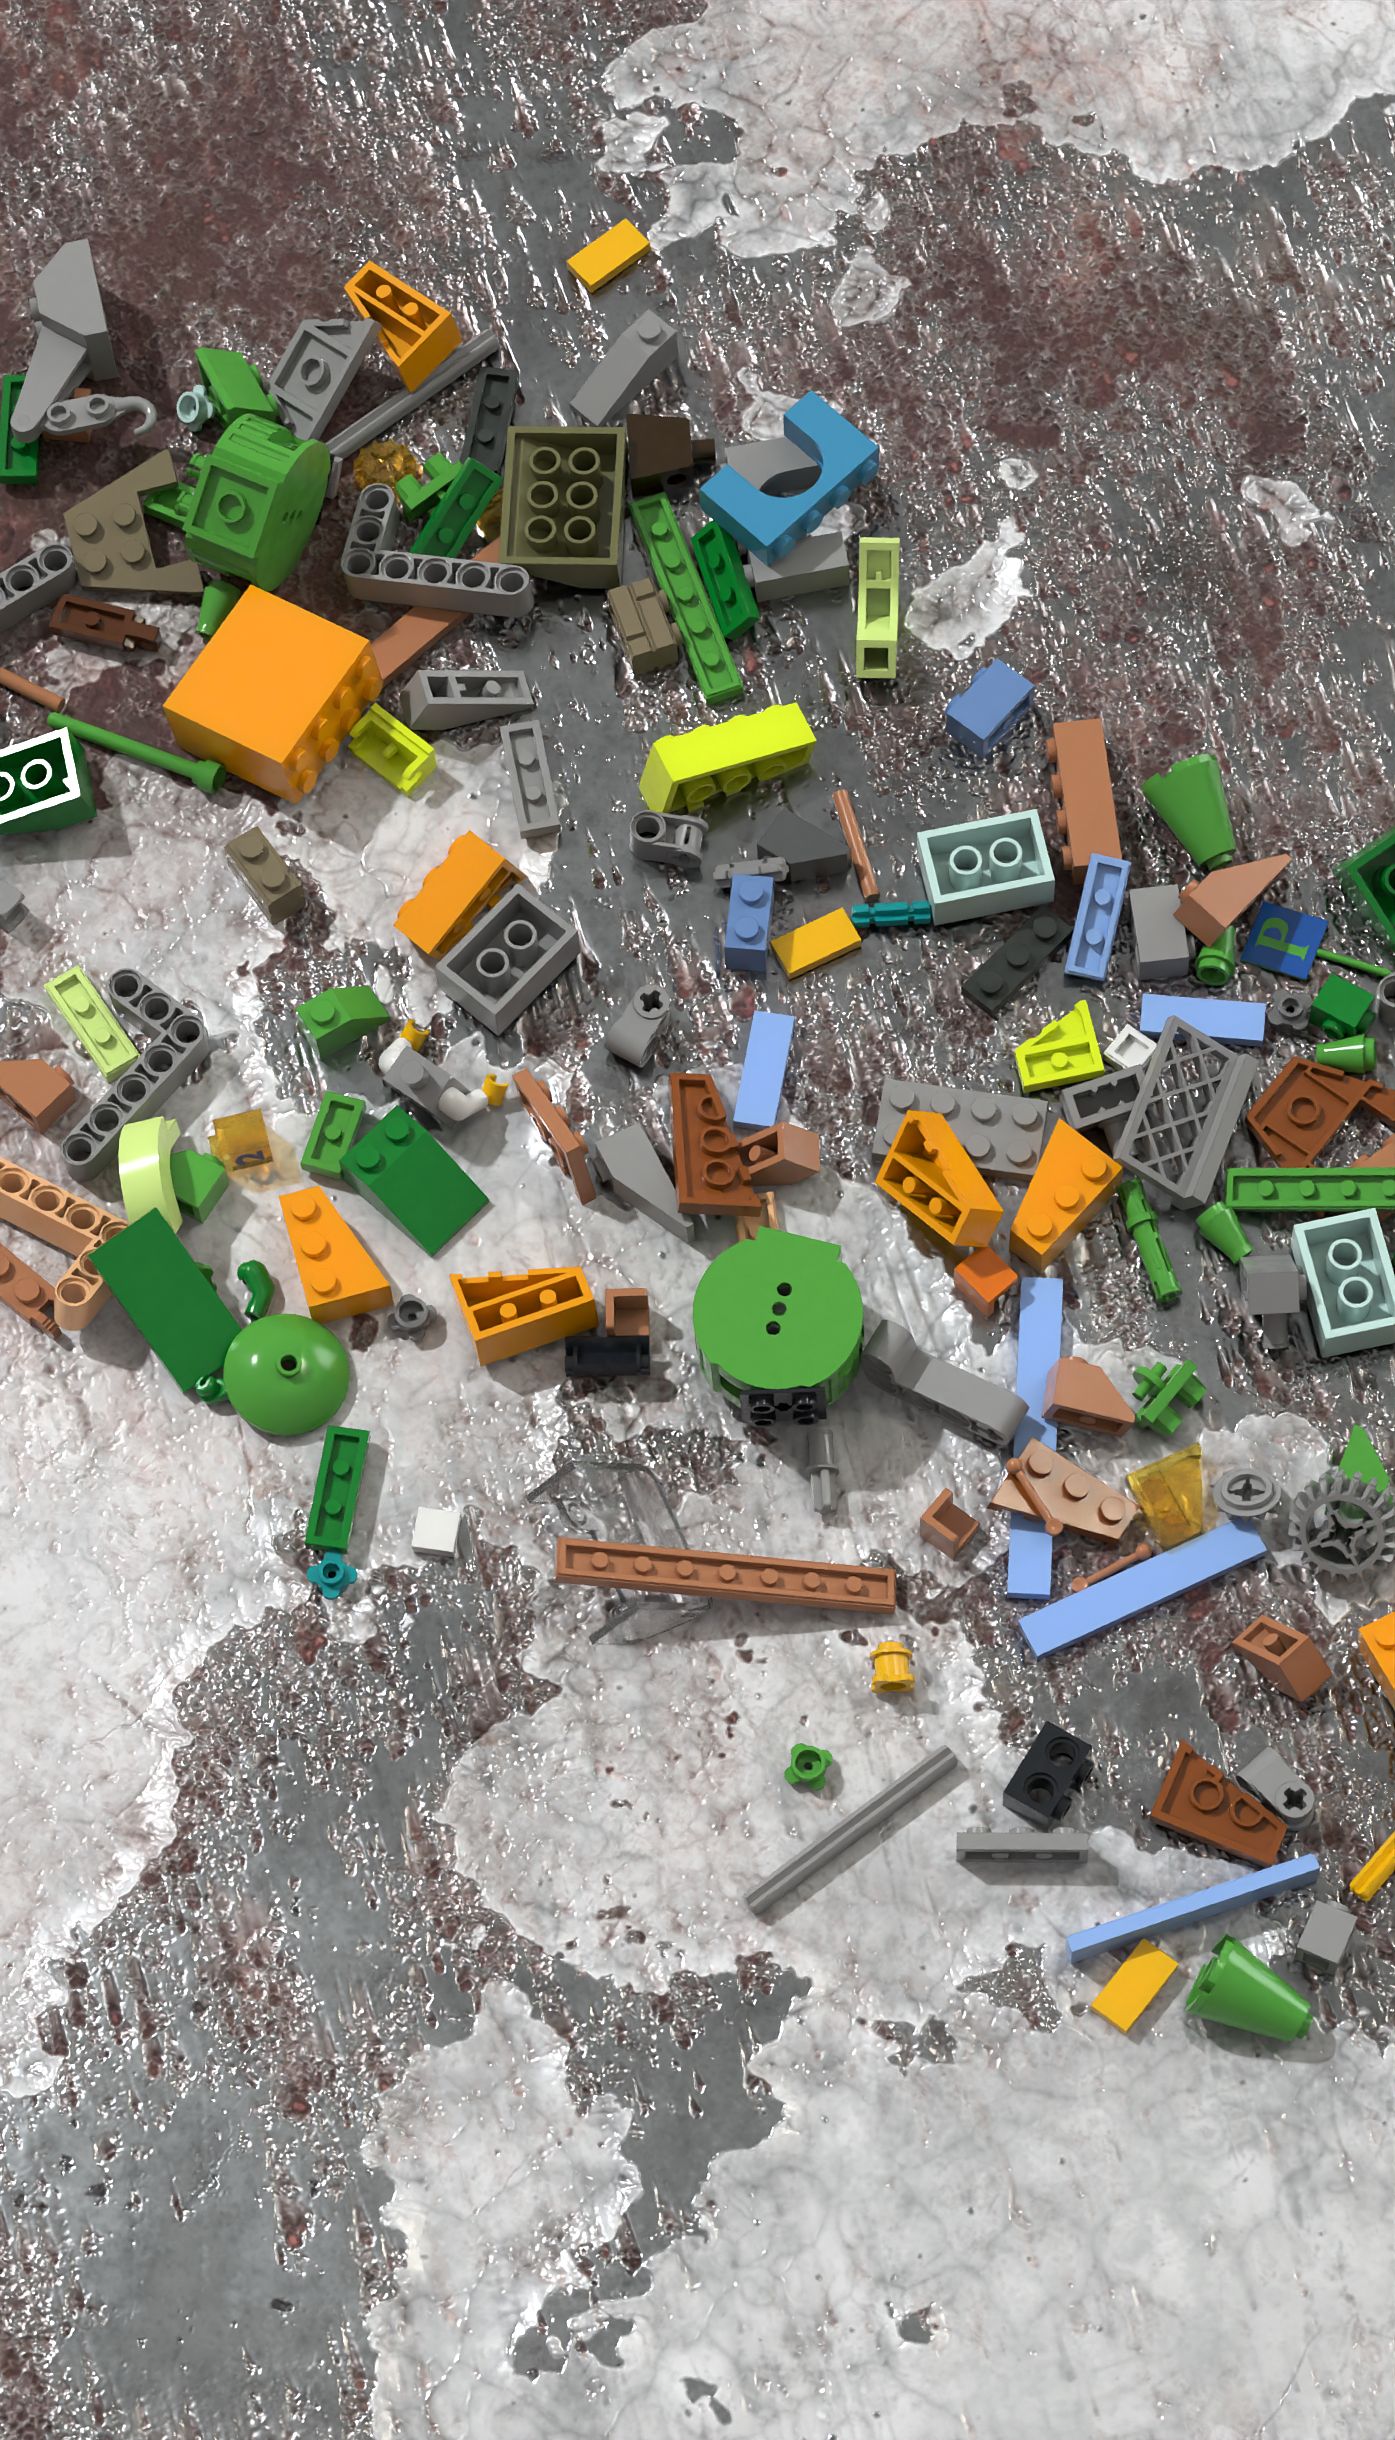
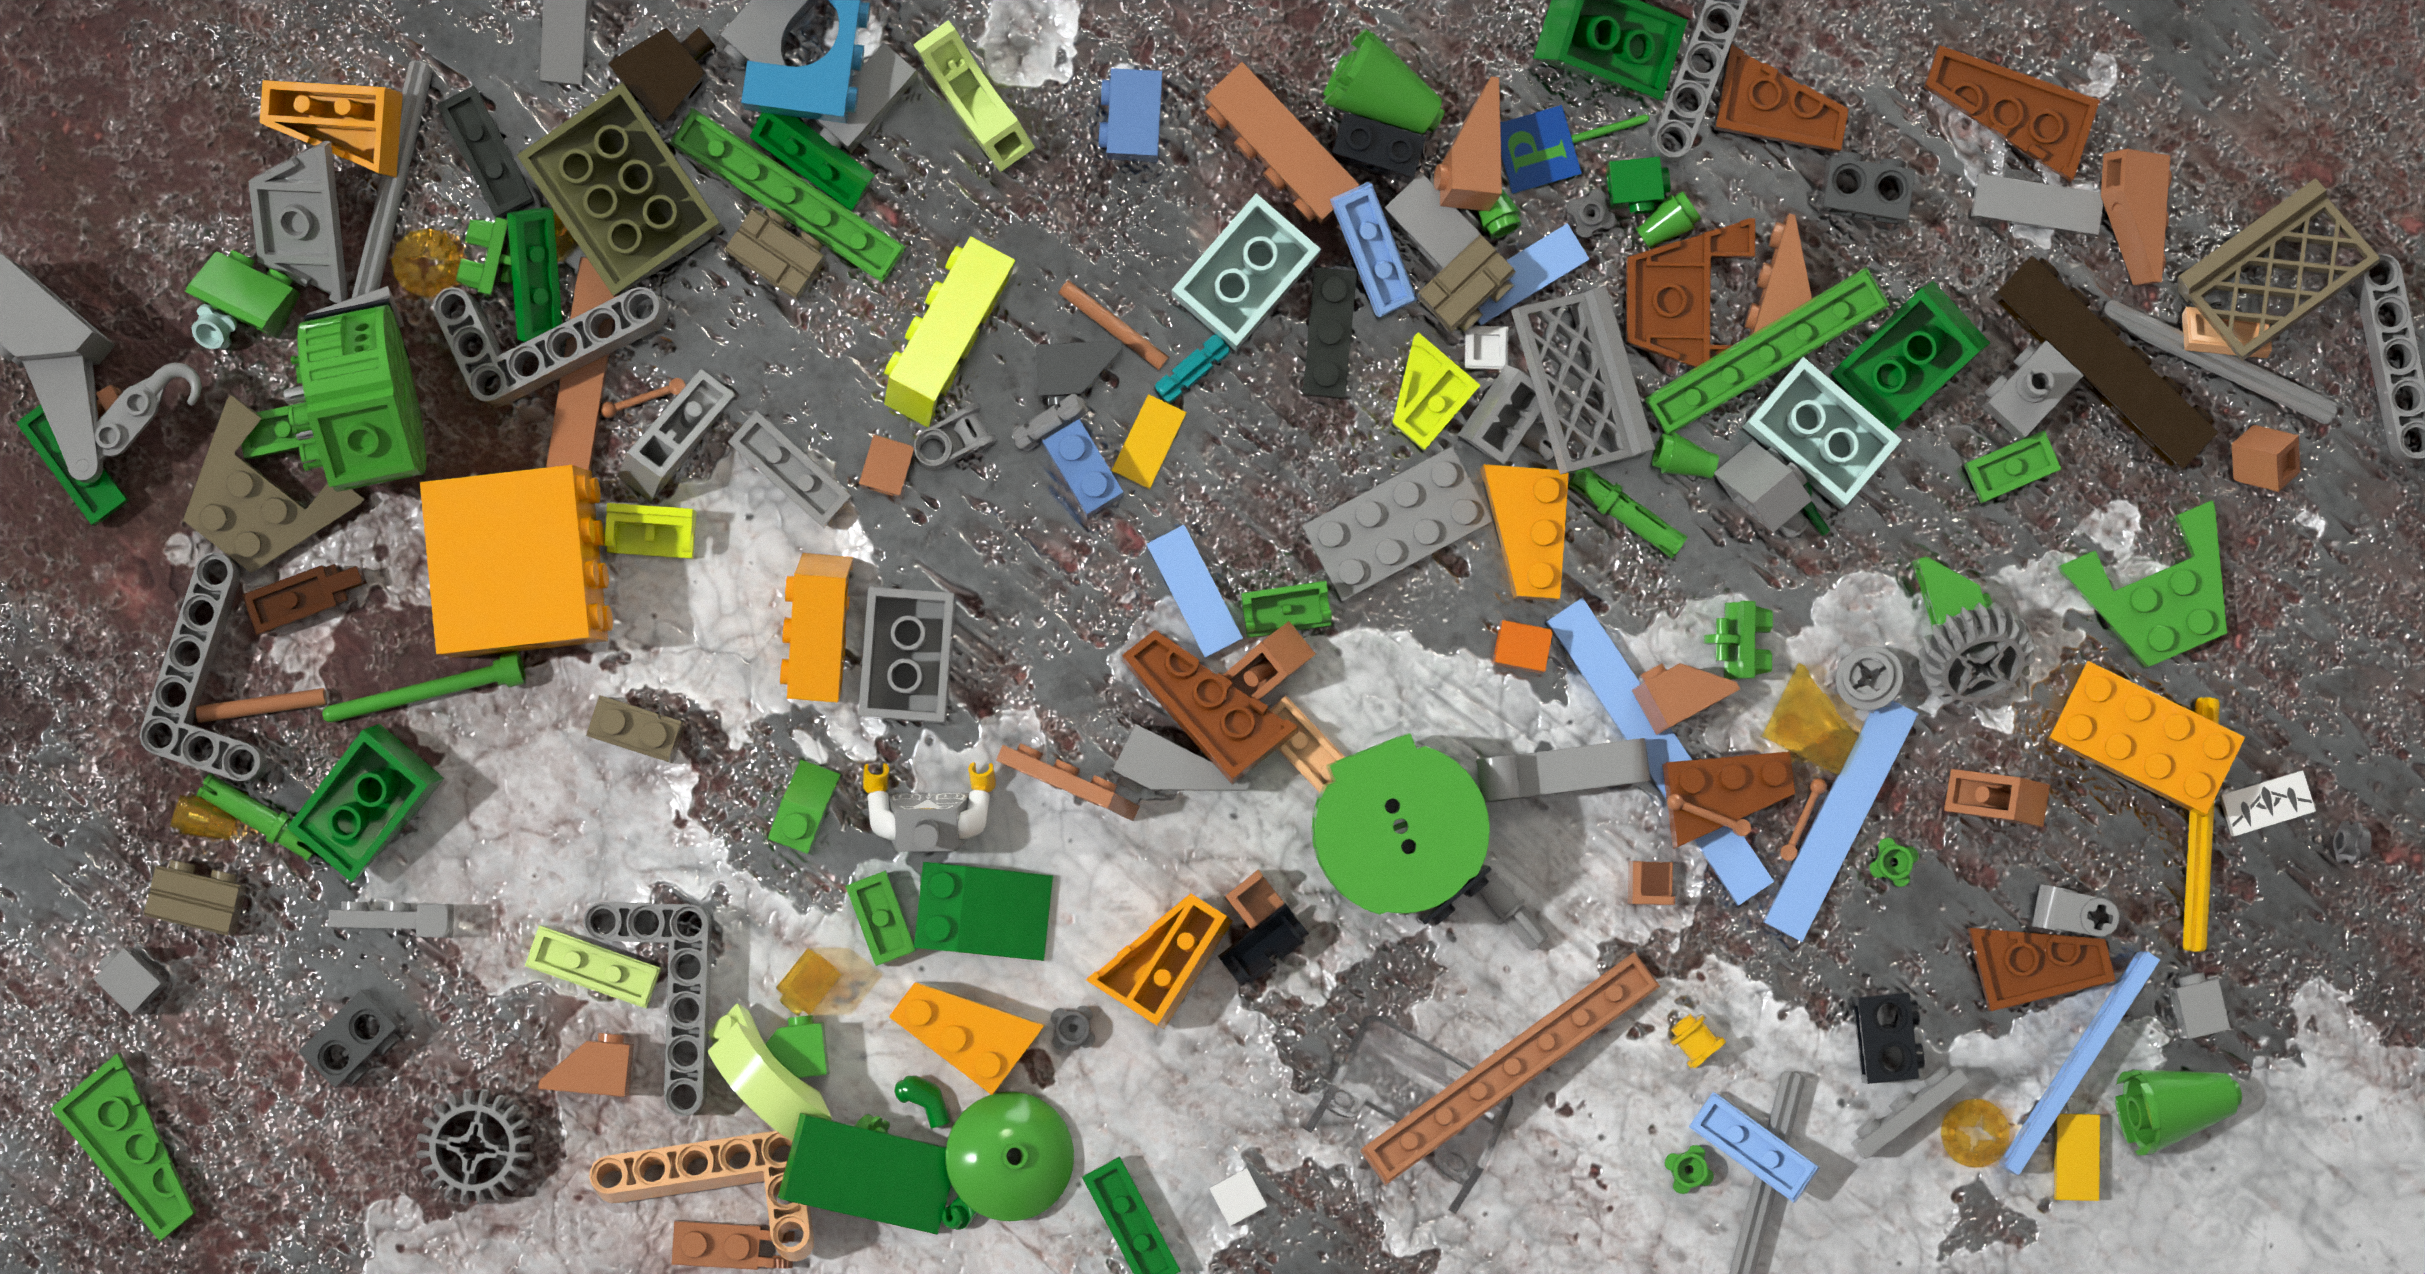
camera: 50 degrees left, 20 degrees up
(216, 605) = (390, 508): bright green cone -> none
(432, 653) = (609, 409): none -> nougat hinge
(599, 821) = (886, 467): none -> nougat panel
(638, 1031) = (1064, 639): light grey piece -> none
(839, 1129) = (1300, 604): none -> bright green hinge
(873, 1781) = (1754, 1147): none -> light blue tile
(939, 1181) = (1431, 599): light orange wedge -> none
(1061, 1925) = (1958, 1143): none -> clear yellow gear
(1149, 987) = (1467, 284): none -> dark tan brick
(1158, 848) = (1378, 148): none -> black brick
(1160, 1638) = (1883, 868): none -> bright green plate
(1298, 1333) = (1813, 514): none -> green hand

